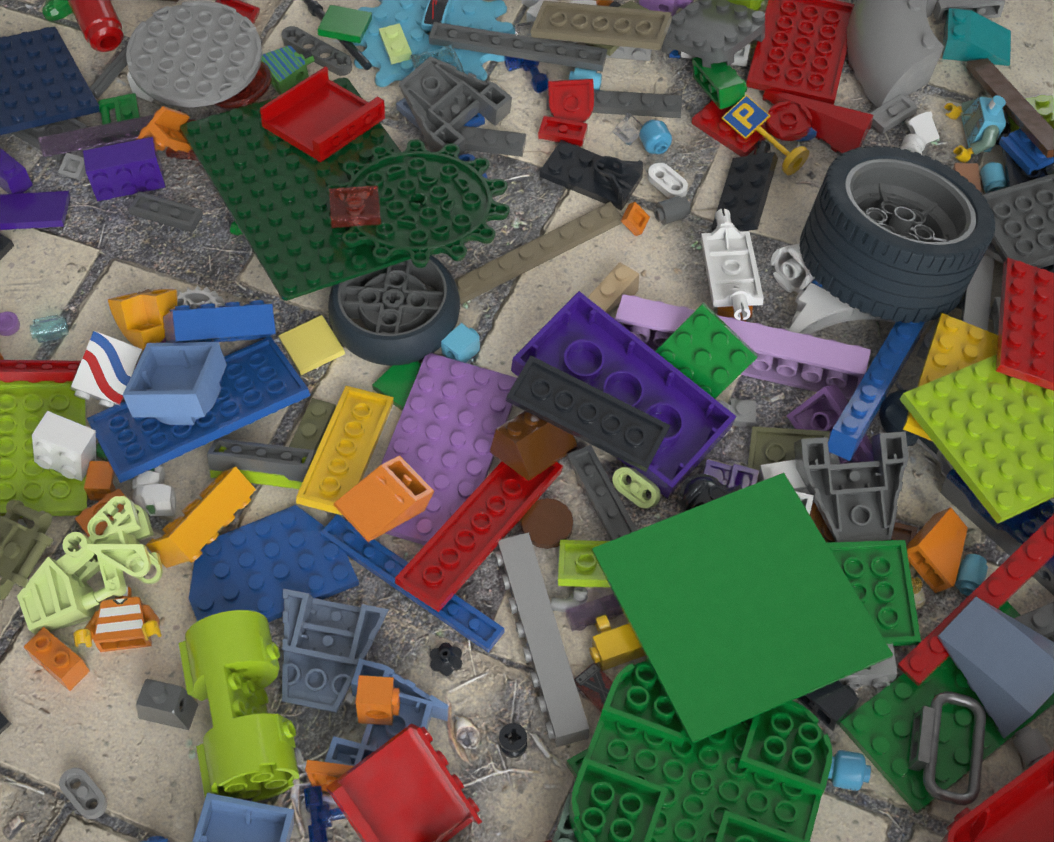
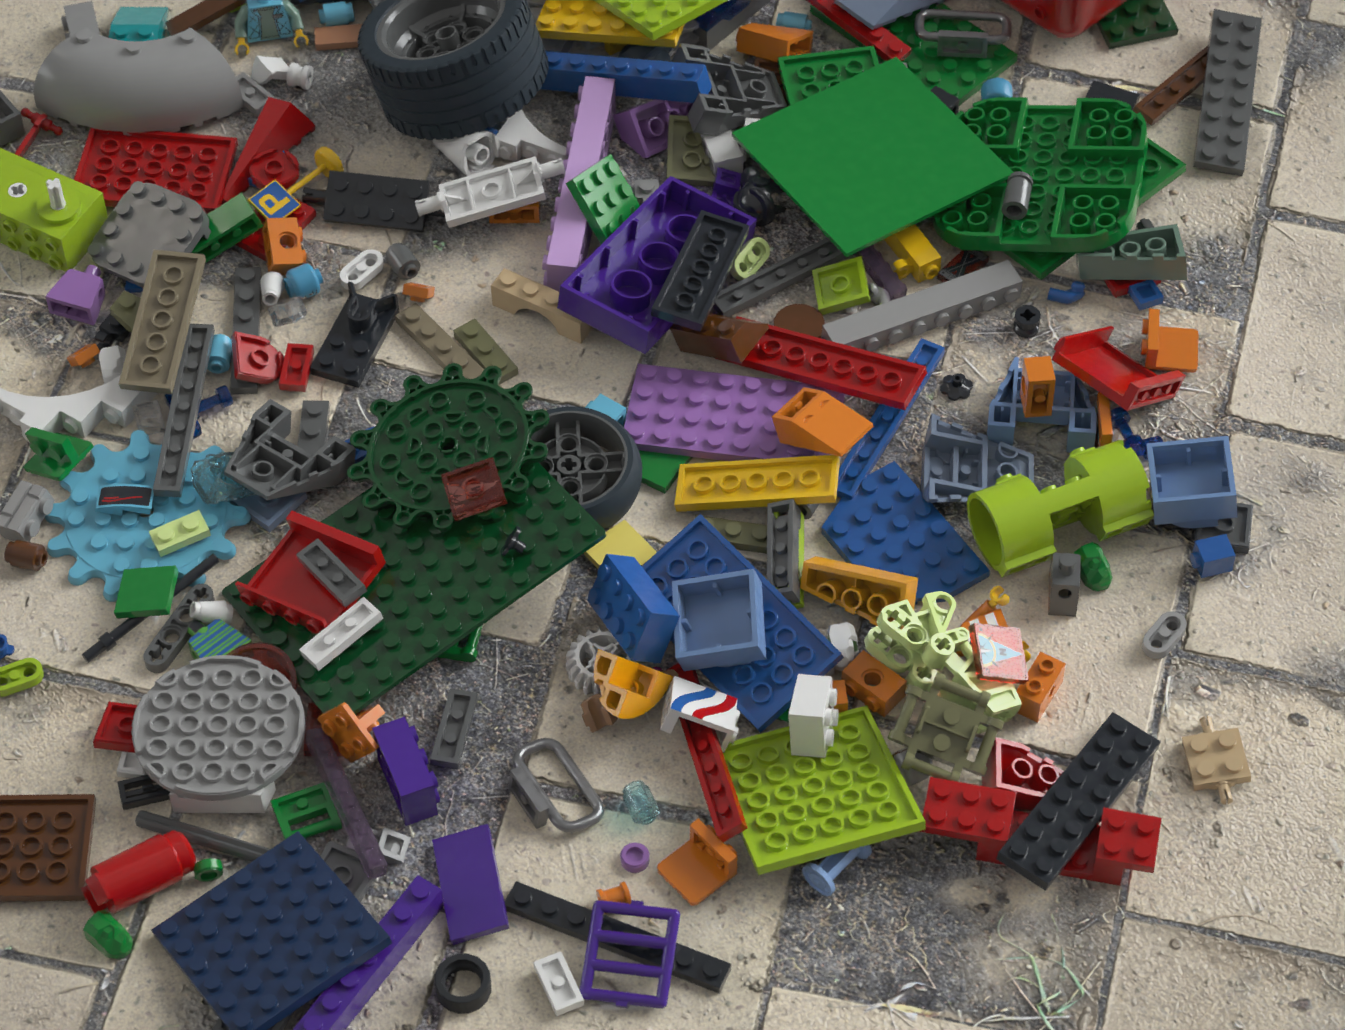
camera: 100 degrees left, 5 degrees down
(67, 604) = (998, 653): none -> clear red tile
(82, 255) = (534, 799): none -> flat silver bar
(90, 57) = (208, 870): none -> green tile
(181, 742) = (1094, 567): none -> green rock
(253, 126) = (341, 633): none -> white plate
(290, 230) = (513, 543): none -> black plant
(310, 120) = (331, 572): none -> dark grey plate
(317, 60) = (211, 610): none -> white cone
(544, 793) = (1069, 296): none -> blue arm
(560, 266) = (484, 349): none -> olive plate
(646, 113) = (271, 287): none -> white cone
(656, 737) = (1017, 195): none -> dark grey piece
(682, 116) = (278, 232): none -> orange brick

